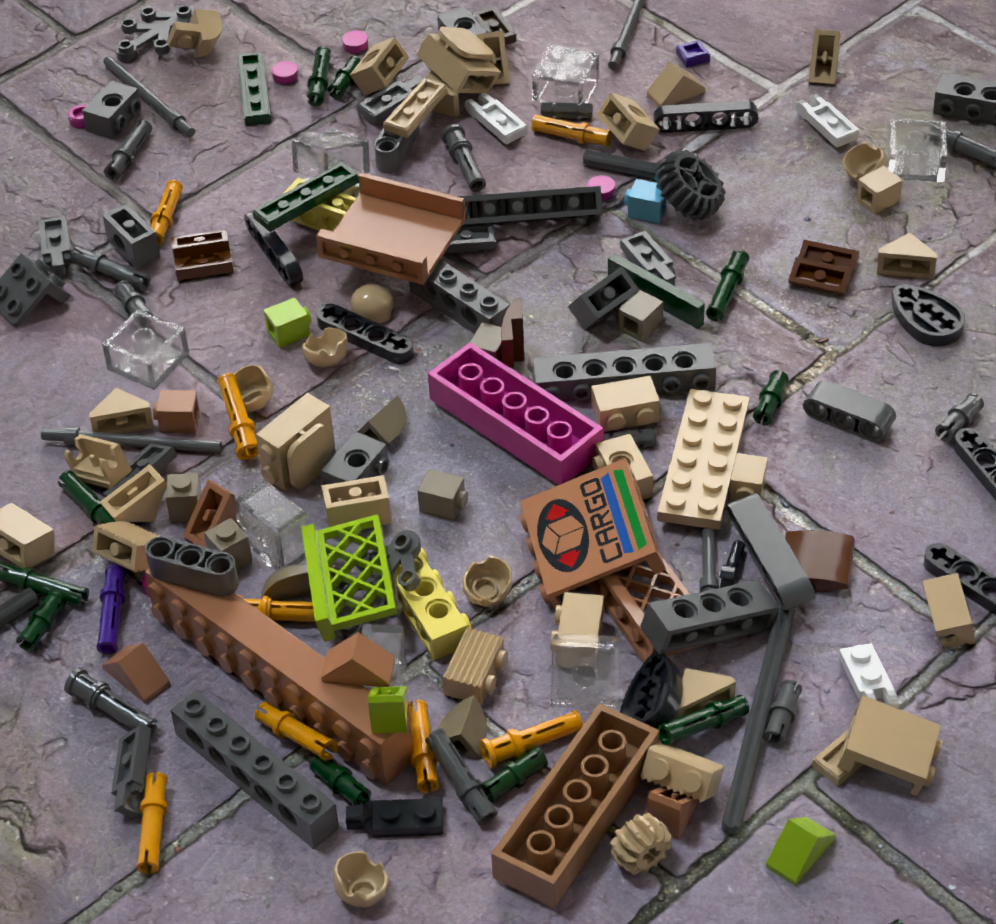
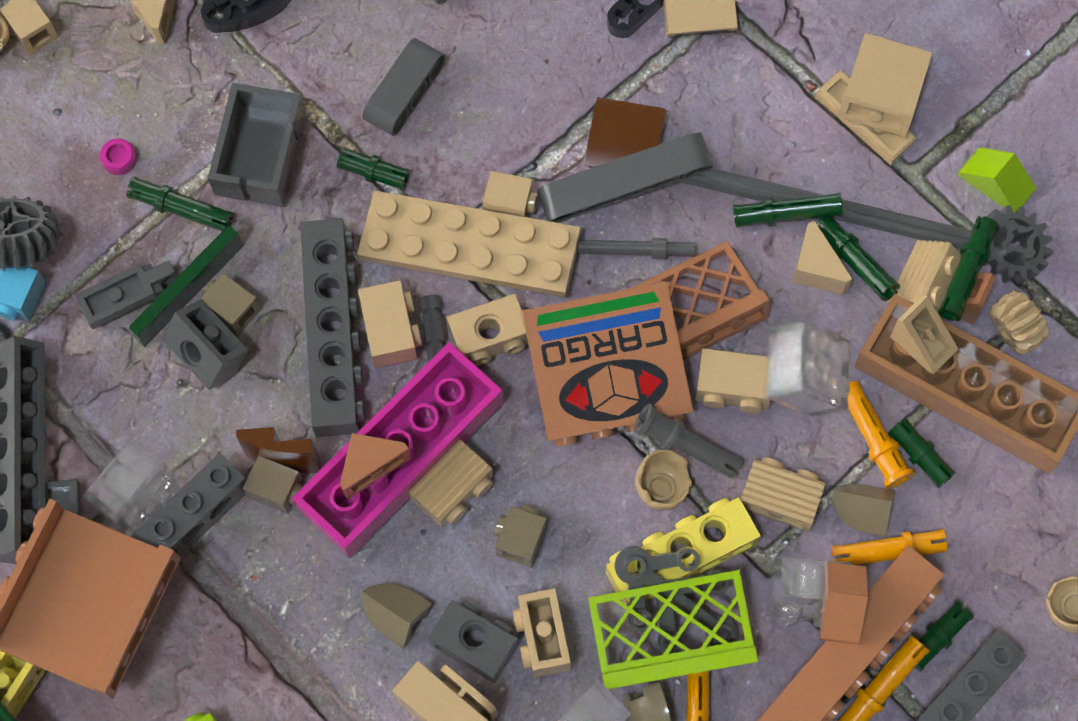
camera: 90 degrees left, 25 degrees up
(327, 349) = (261, 689): tan hair -> none
(373, 302) = (174, 637): tan hair -> none
(388, 709) = (904, 562): lime slope -> none
(393, 347) = (222, 641): black beam -> none
(397, 817) = (979, 572): black hinge -> none
(468, 787) = (947, 497): dark grey pin -> none
(484, 258) = (131, 488): none -> clear brick
(487, 451) = (452, 484): none -> tan brick
(492, 372) = (369, 461): none -> nougat slope
(524, 579) = (672, 434): none -> dark grey pin
(613, 736) = (924, 335): none -> tan slope
(658, 680) = (831, 286): black piece -> none
(701, 794) = (974, 255): none -> dark green pin
(708, 616) = (726, 242): dark grey brick -> none
(721, 862) = (1025, 258): none -> dark grey gear
(729, 571) = (652, 226): black piece -> none
(748, 662) = (787, 210): none -> dark green pin
(769, 251) = (118, 156): none -> dark pink tile
(780, 317) = (257, 144): none -> dark grey piece
(782, 712) = (834, 183): dark grey pin -> none
(824, 267) = (156, 97): reddish brown slope -> none
(867, 674) = (791, 98): white hinge -> none

